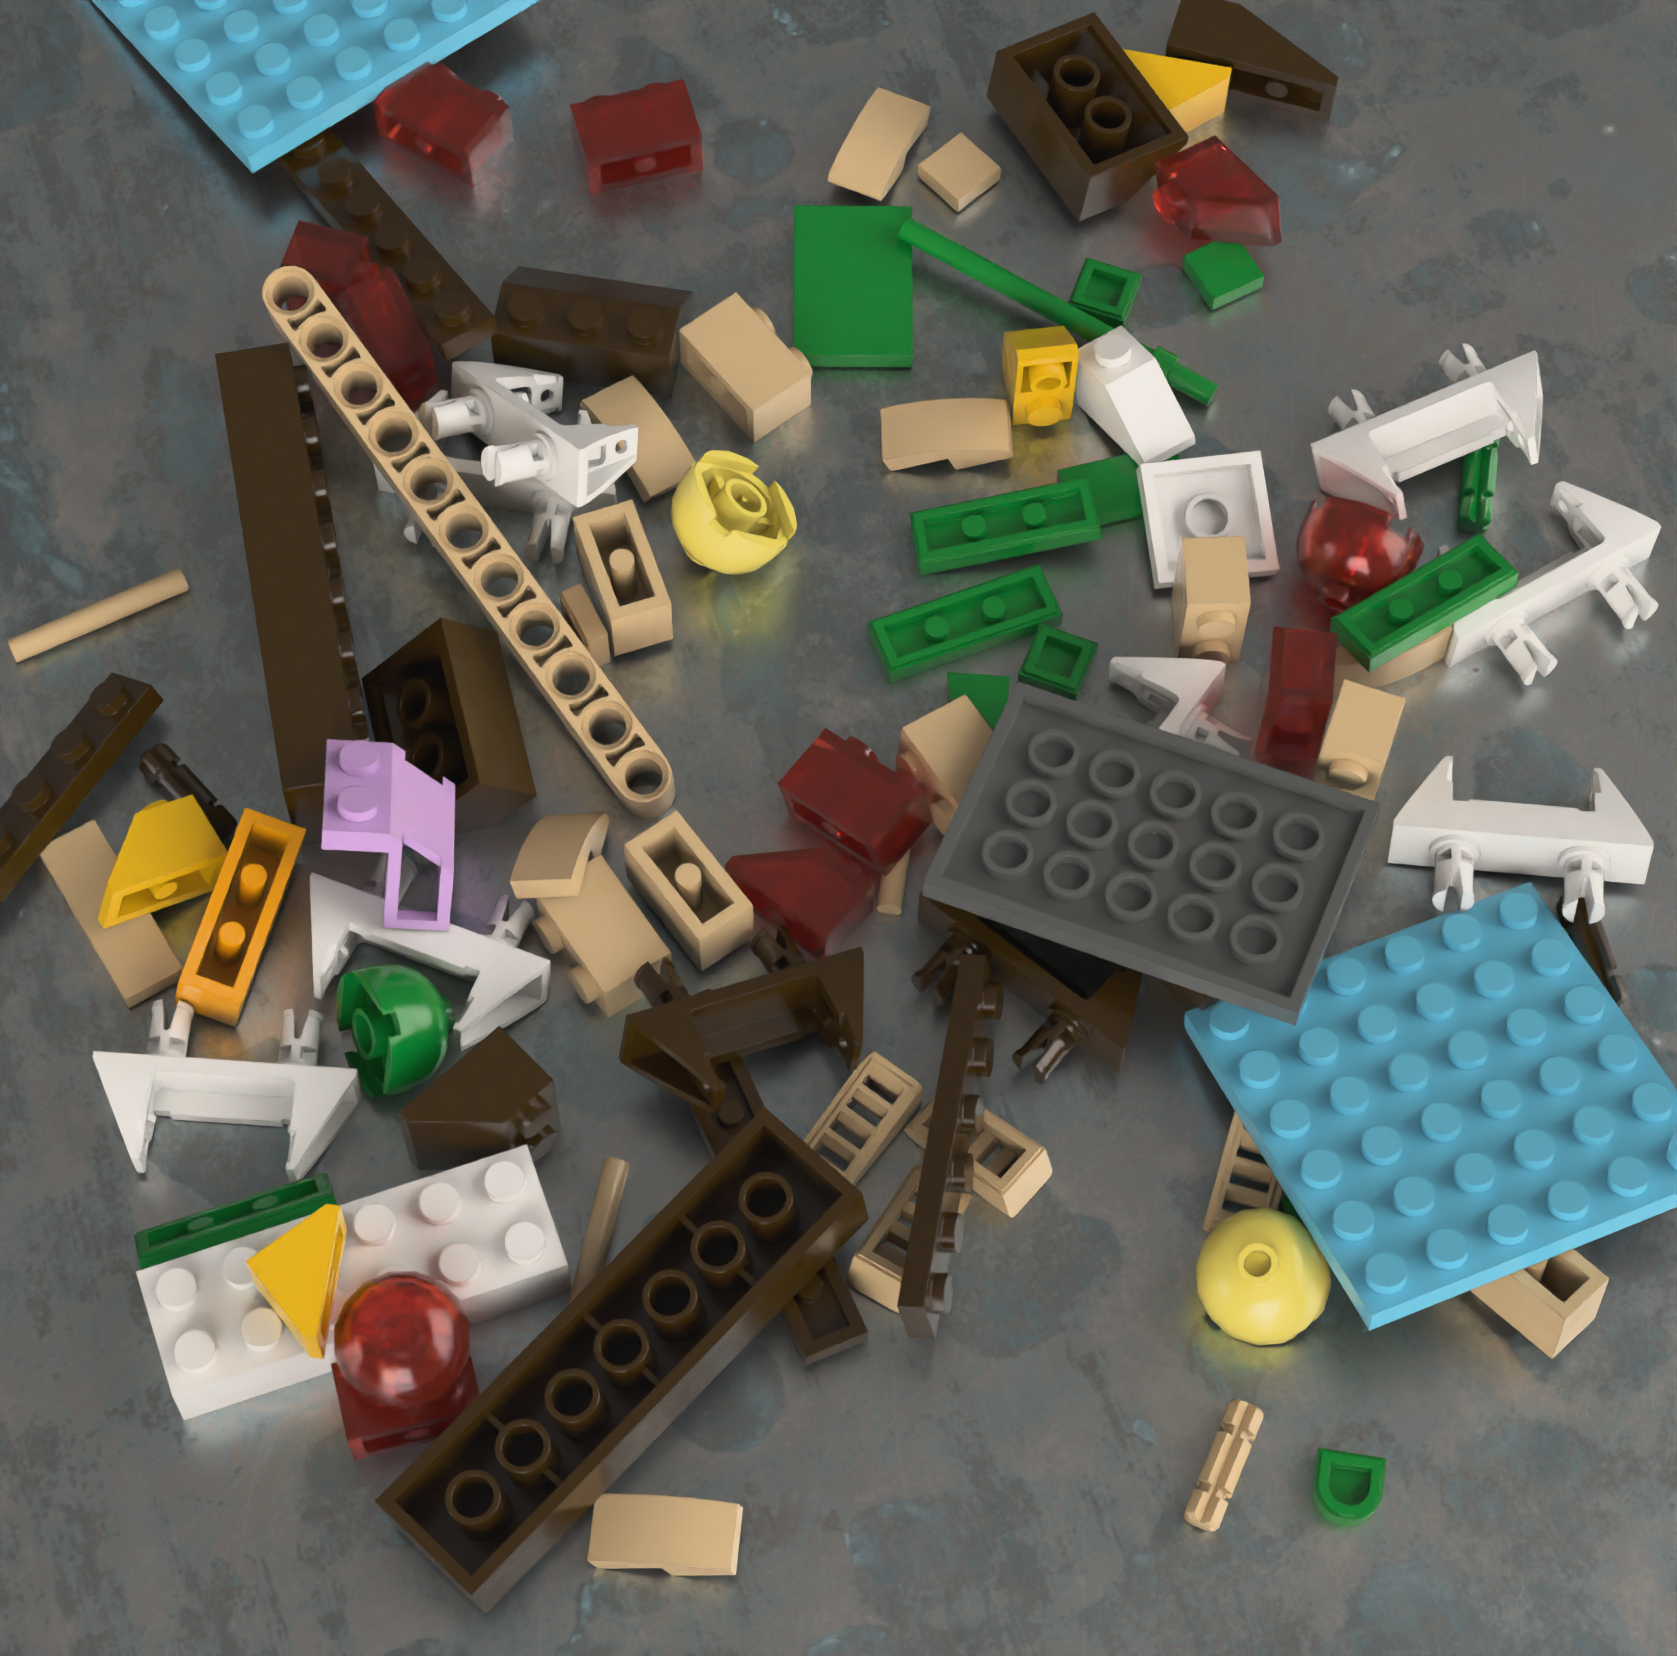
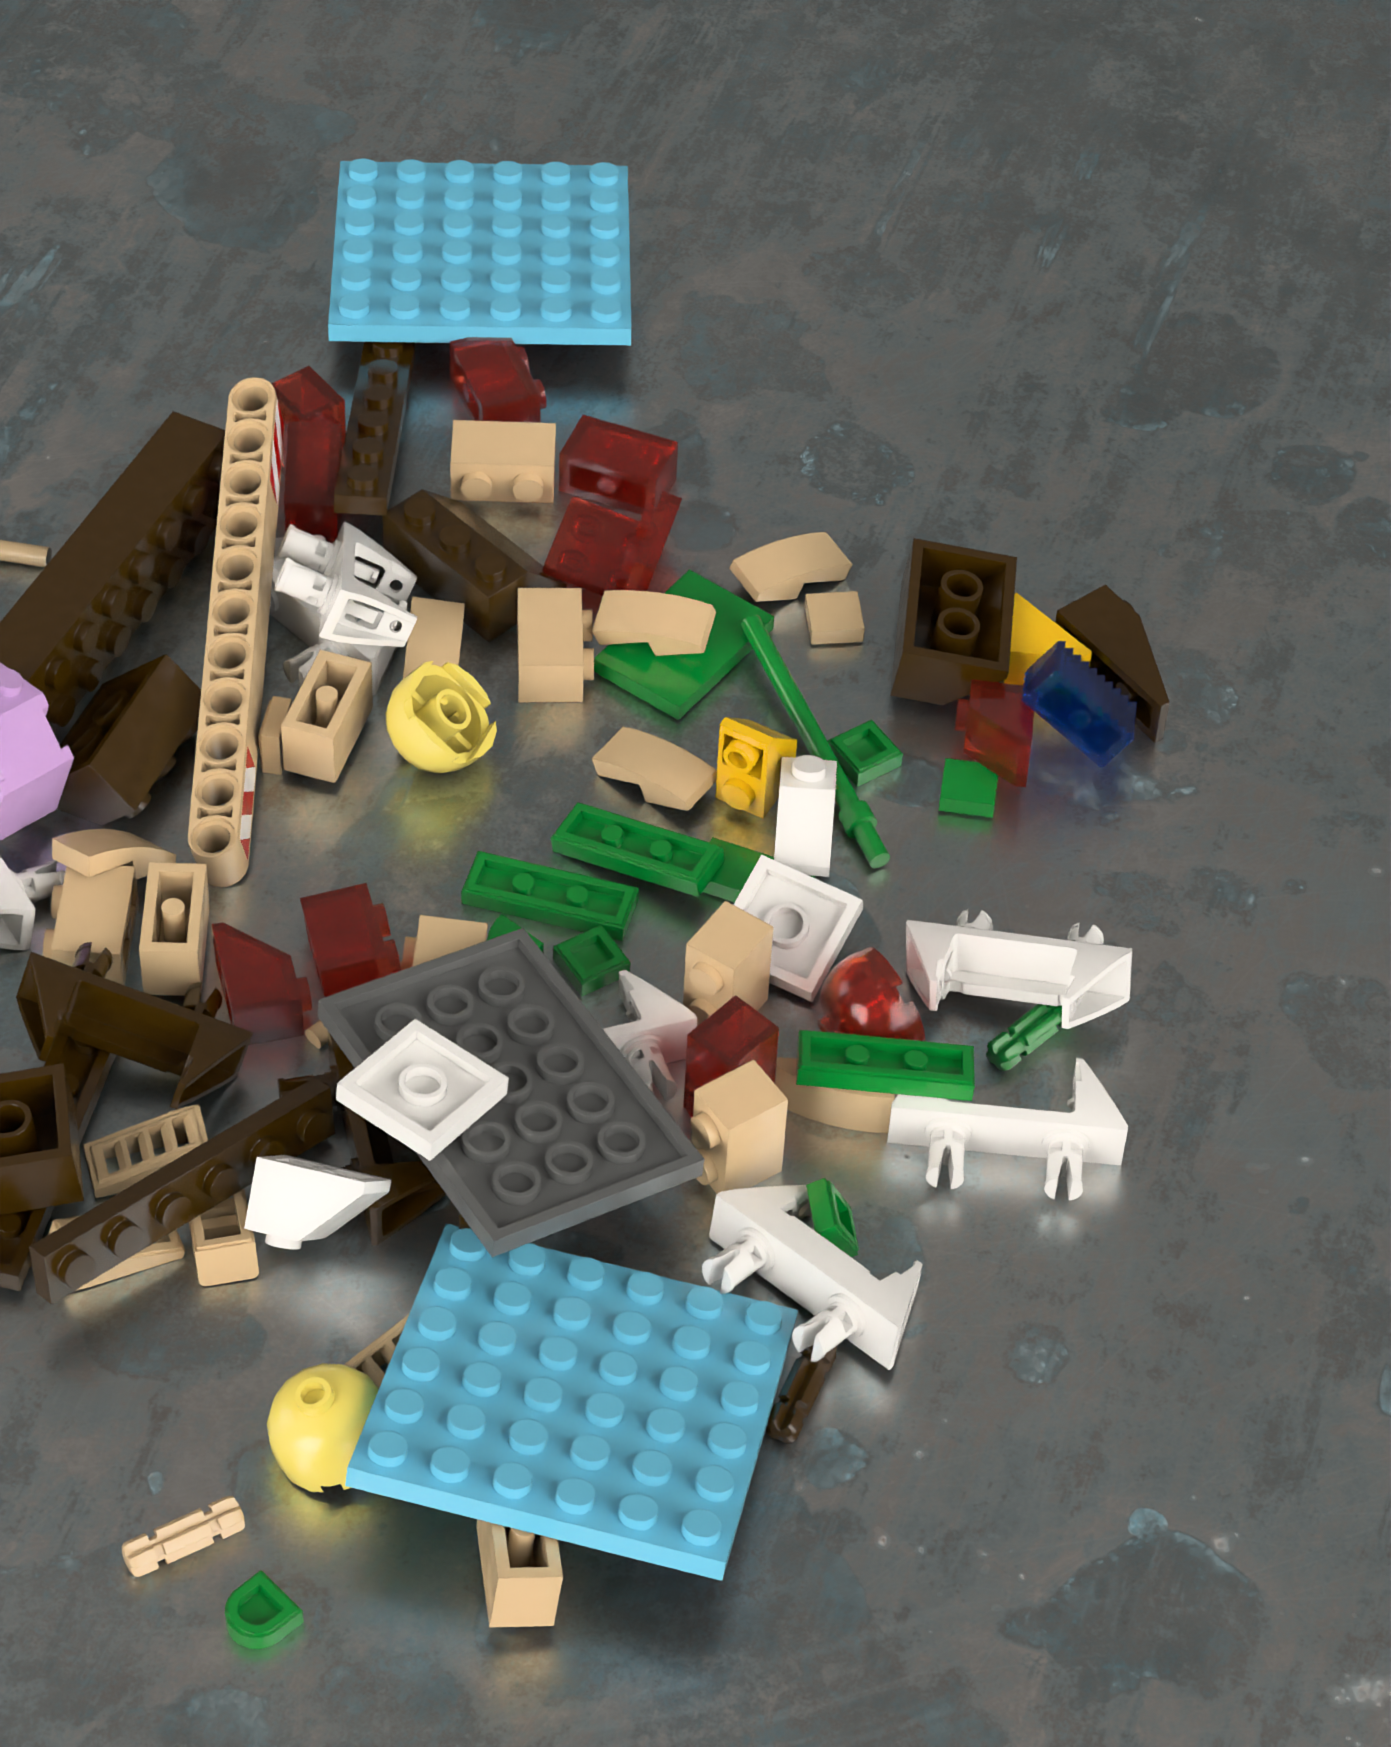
camera: 35 degrees right, 15 degrees down
(527, 199) = (503, 461): none -> tan brick
(718, 229) = (608, 549): none -> clear red bracket
(826, 281) = (663, 620): none -> tan slope
(1069, 1075) = (306, 1199): none -> white slope
(1112, 910) = (422, 1089): none -> white plate
(1270, 128) = (1080, 704): none -> clear blue brick
(1487, 775) = (832, 1216): none -> green tile

